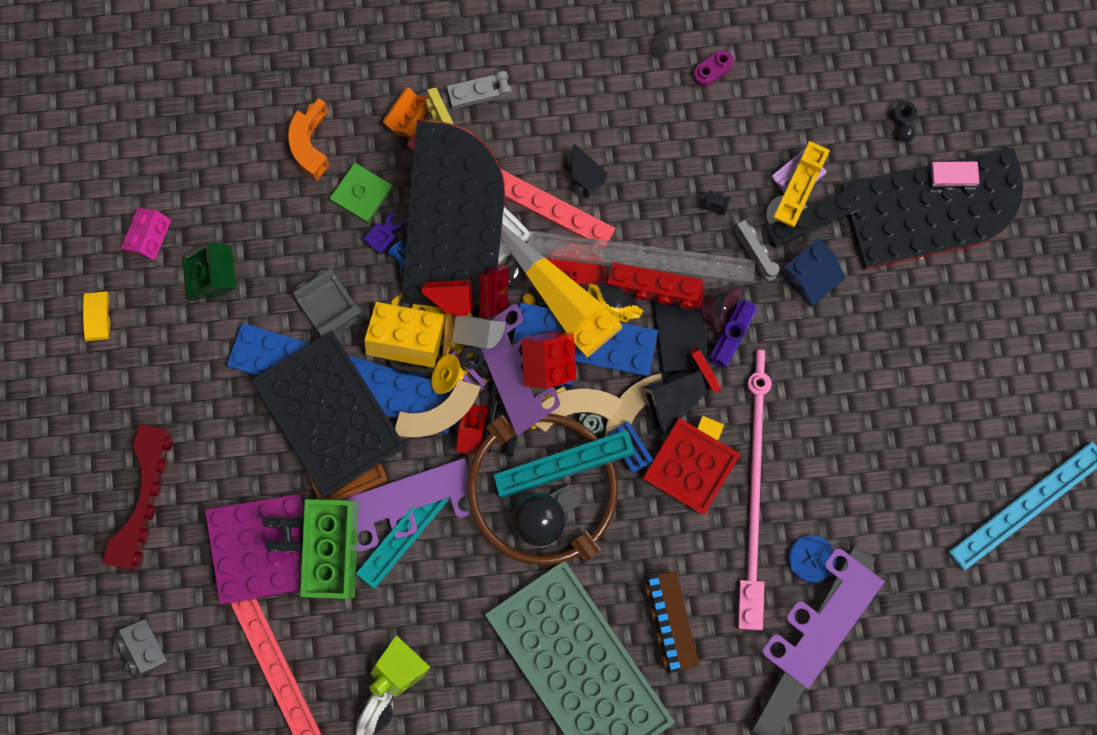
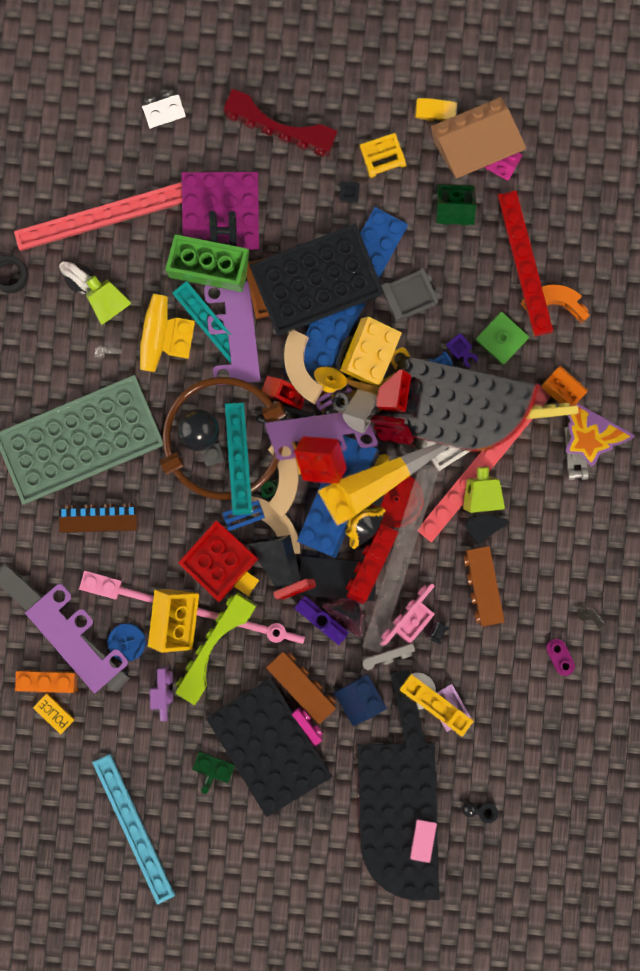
camera: 105 degrees right, 10 degrees up
(125, 257) = (477, 137): none -> medium nougat slope
(154, 372) = (380, 149): none -> yellow plate
(213, 398) = (349, 192): none -> black plate
(268, 179) = (525, 263): none -> red plate
(428, 589) = (164, 335): none -> yellow plate
(456, 72) = (593, 435): none -> sticker
(463, 665) = (100, 351): none -> clear hand
(547, 178) = (483, 492): none -> lime torso
(653, 160) = (484, 586): none -> dark orange brick
(710, 231) = (413, 620): none -> bright pink bracket
(751, 431) = (195, 681): none -> lime arch
(774, 505) = (173, 620): none -> yellow slope
(816, 342) = (301, 687): none -> dark orange brick
(862, 330) = (304, 721): none -> dark pink bracket
(864, 501) = (161, 695): none -> medium lavender plate
(883, 645) = (46, 681): none -> orange brick
(893, 366) = (269, 747): none -> black plate
(918, 630) = (54, 713): none -> yellow tile
(934, 426) = (213, 769): none -> dark green plate

